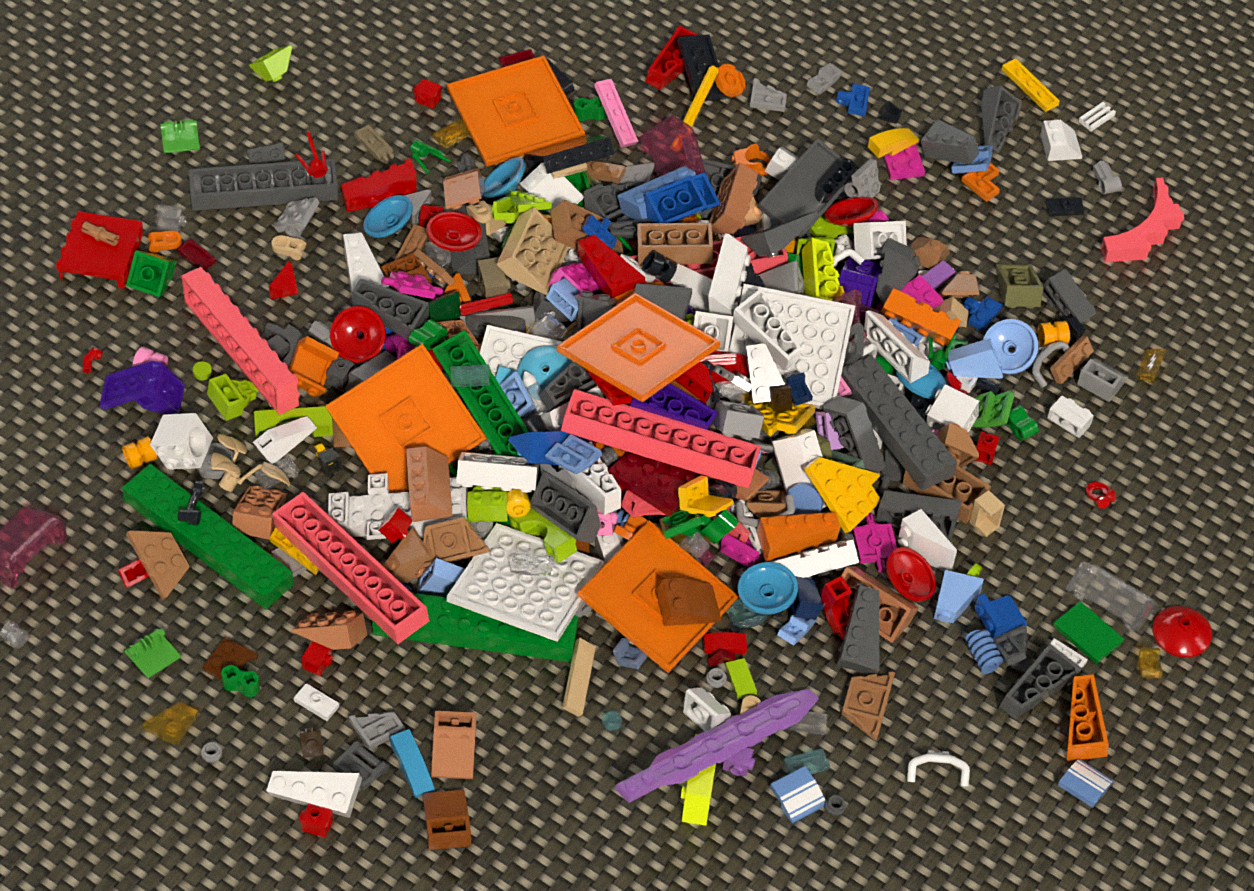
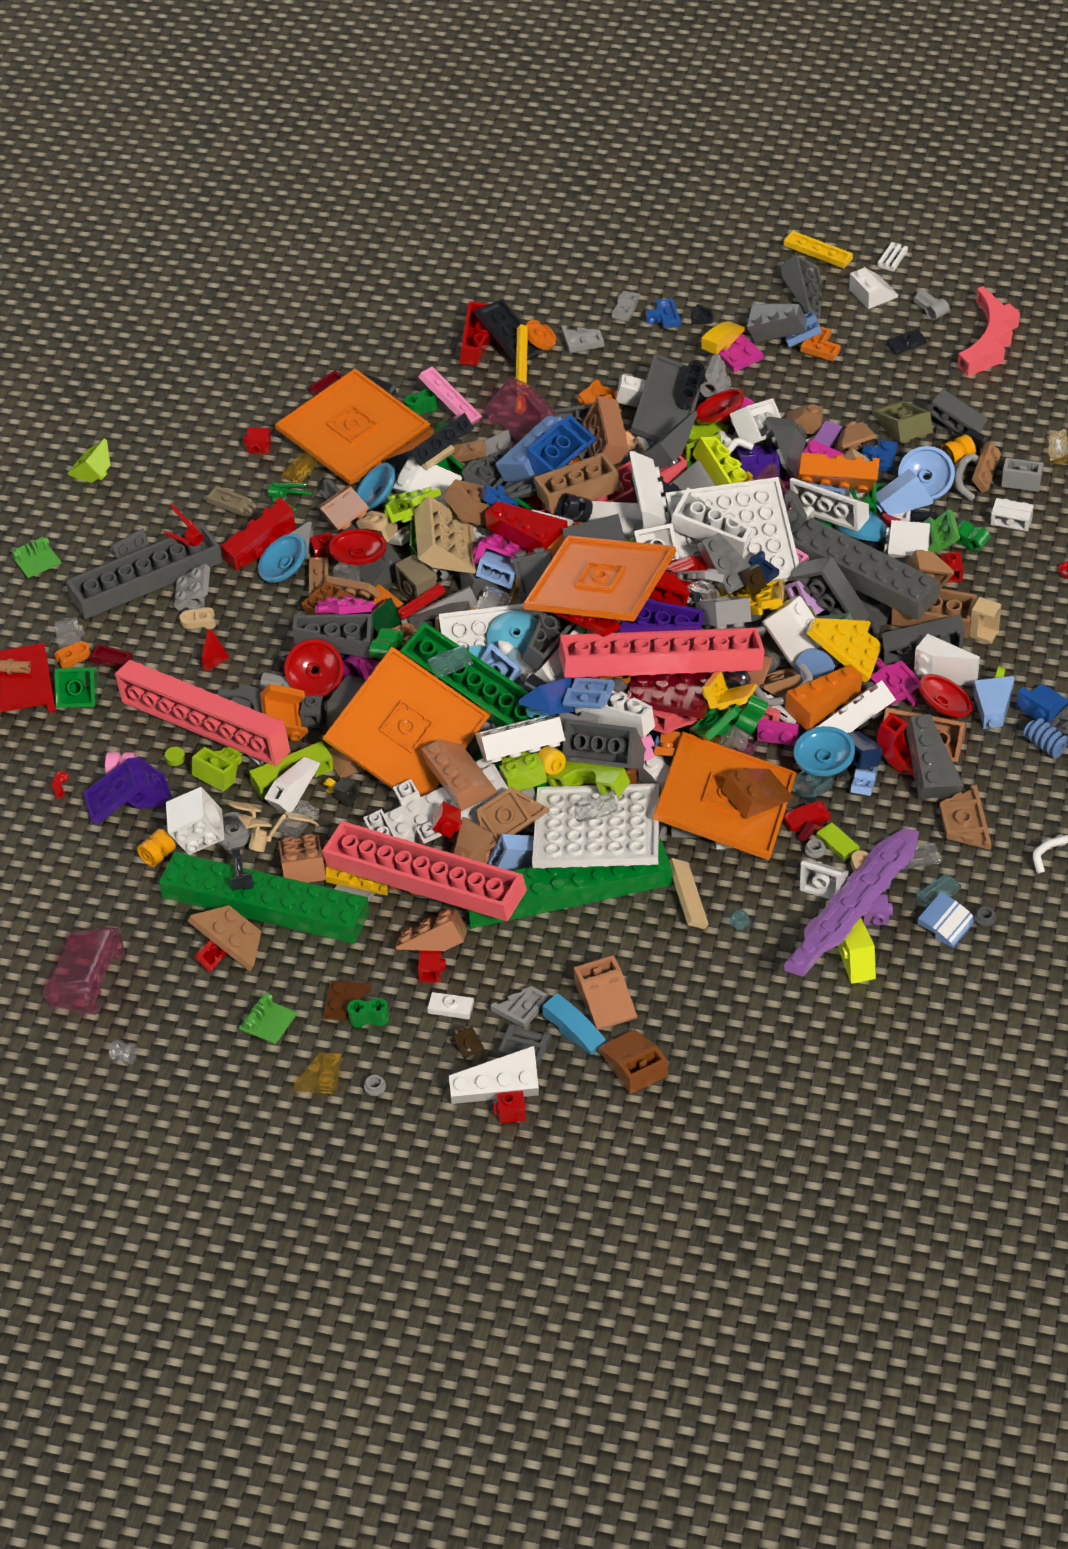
camera: 15 degrees left, 5 degrees down
(360, 261) = (277, 610): white wedge -> none
(628, 655) = (725, 858): sand blue bracket -> none

